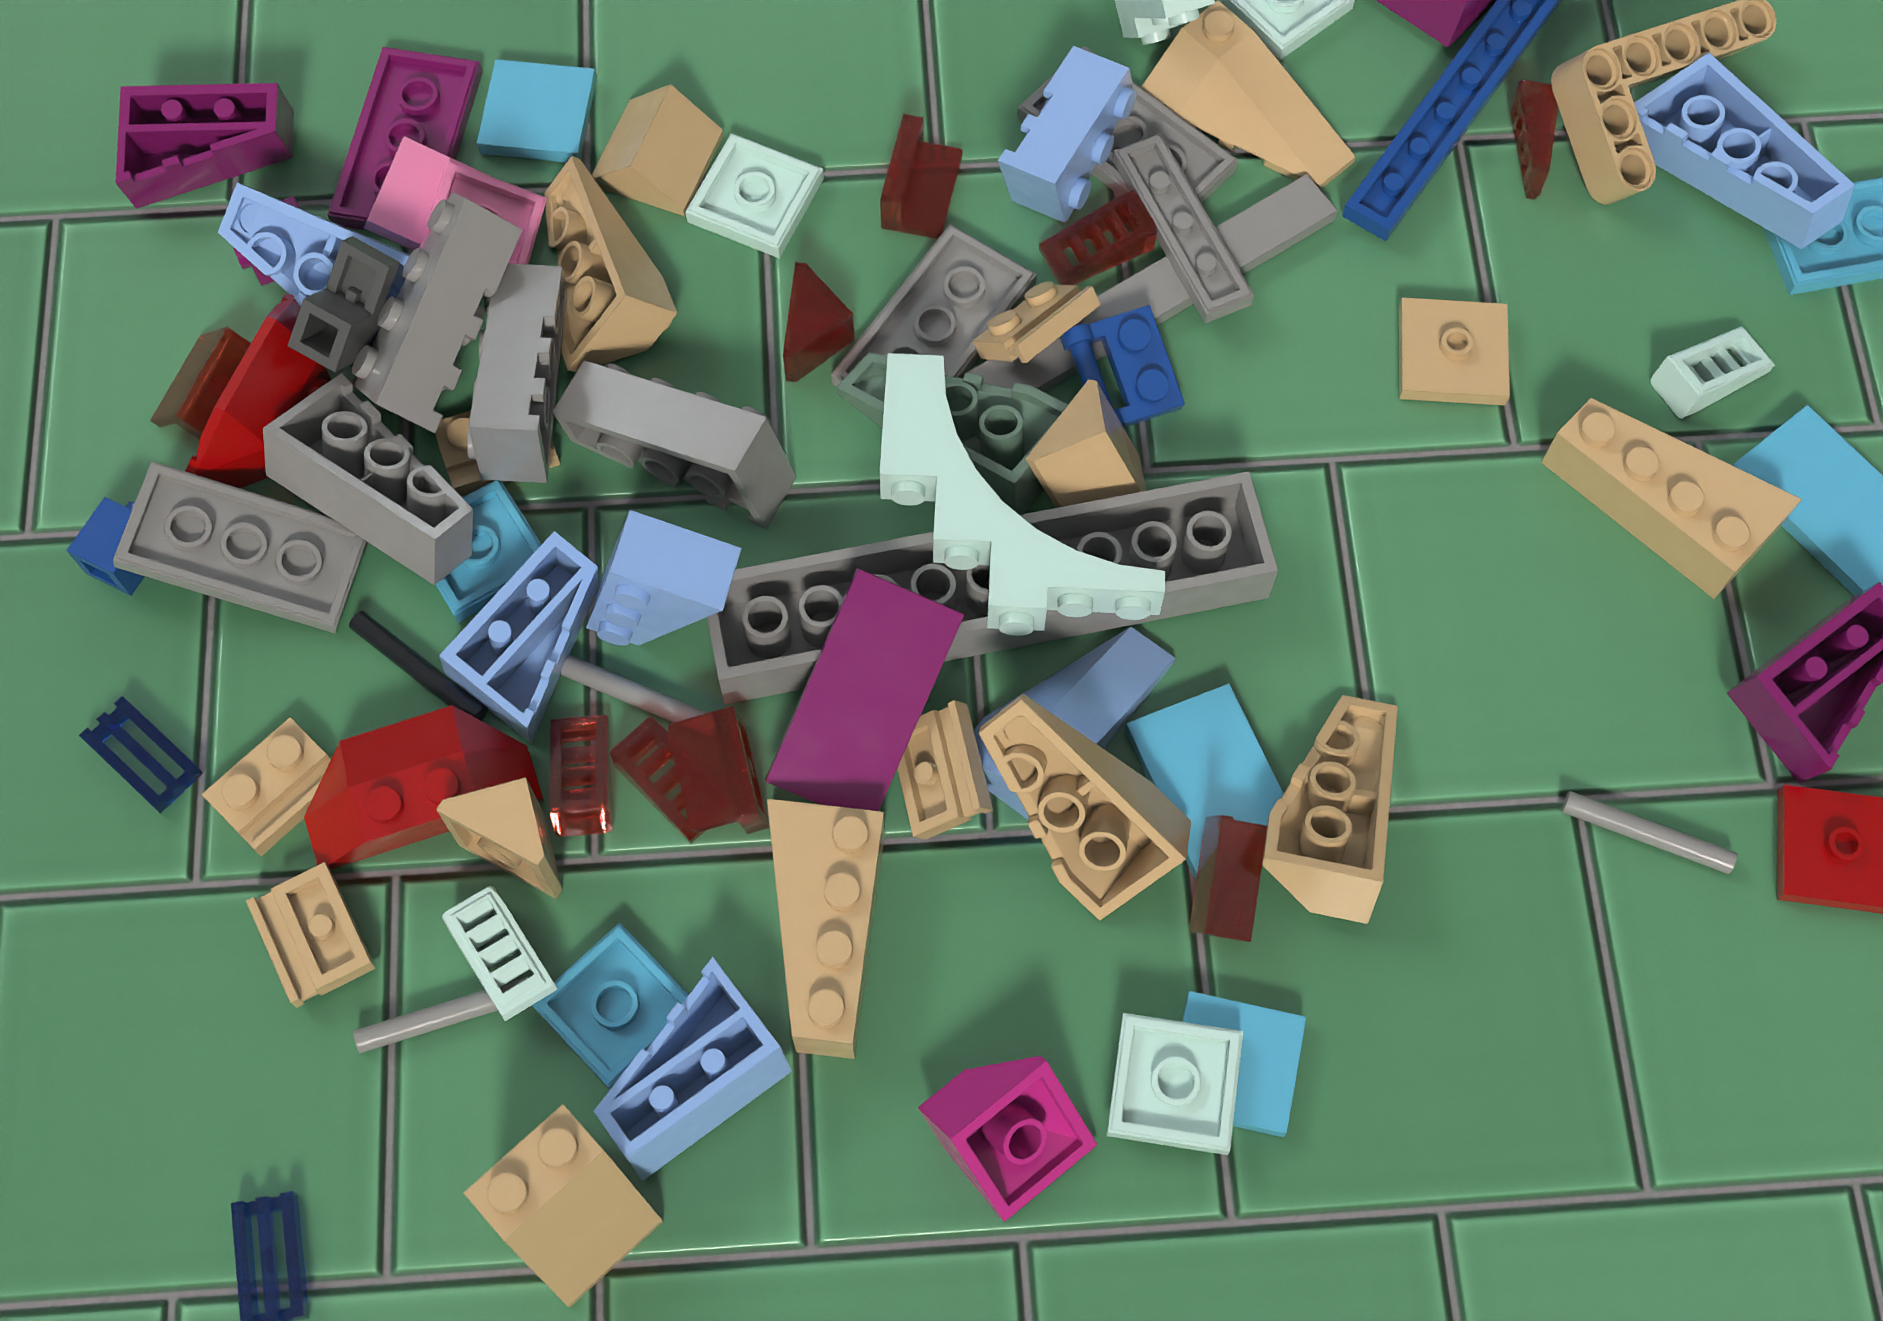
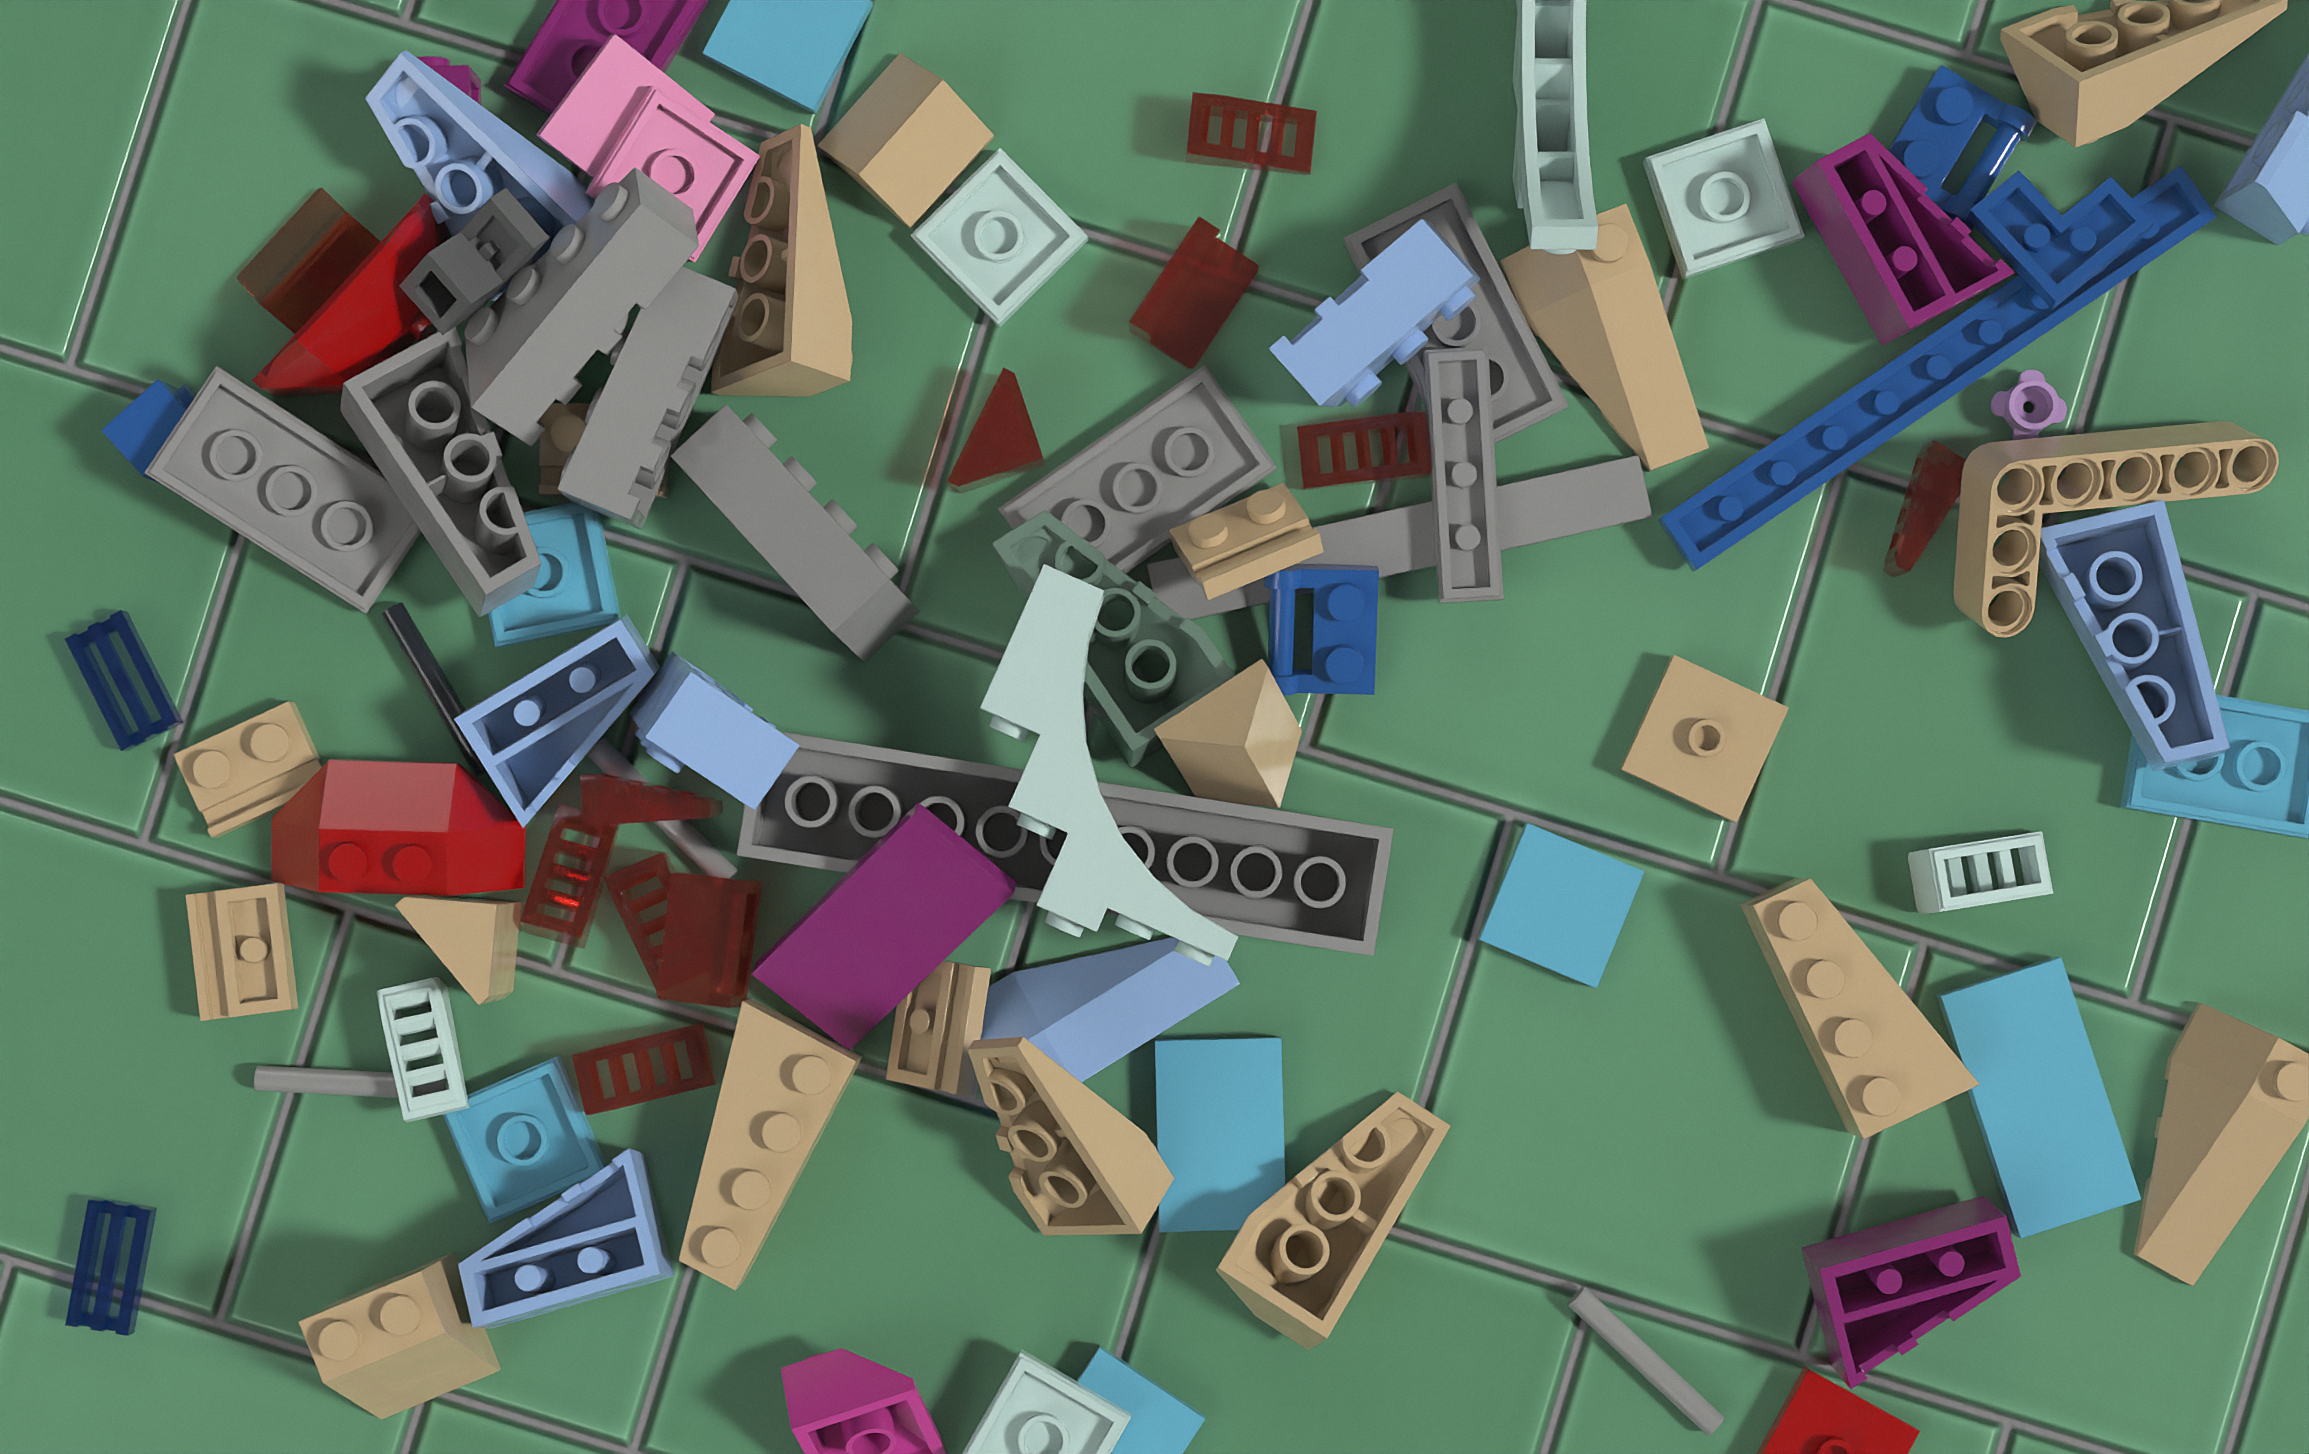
camera: 20 degrees right, 20 degrees up
(622, 679) = (623, 800): none -> clear red slope
(693, 934) = (590, 1082): none -> clear red slope
(903, 83) = (1253, 111): none -> clear red slope
(1228, 878) = (1185, 1253): clear red panel -> none
(1404, 508) = (1561, 905): none -> medium azure tile
(1569, 41) = (2034, 389): none -> lavender plate

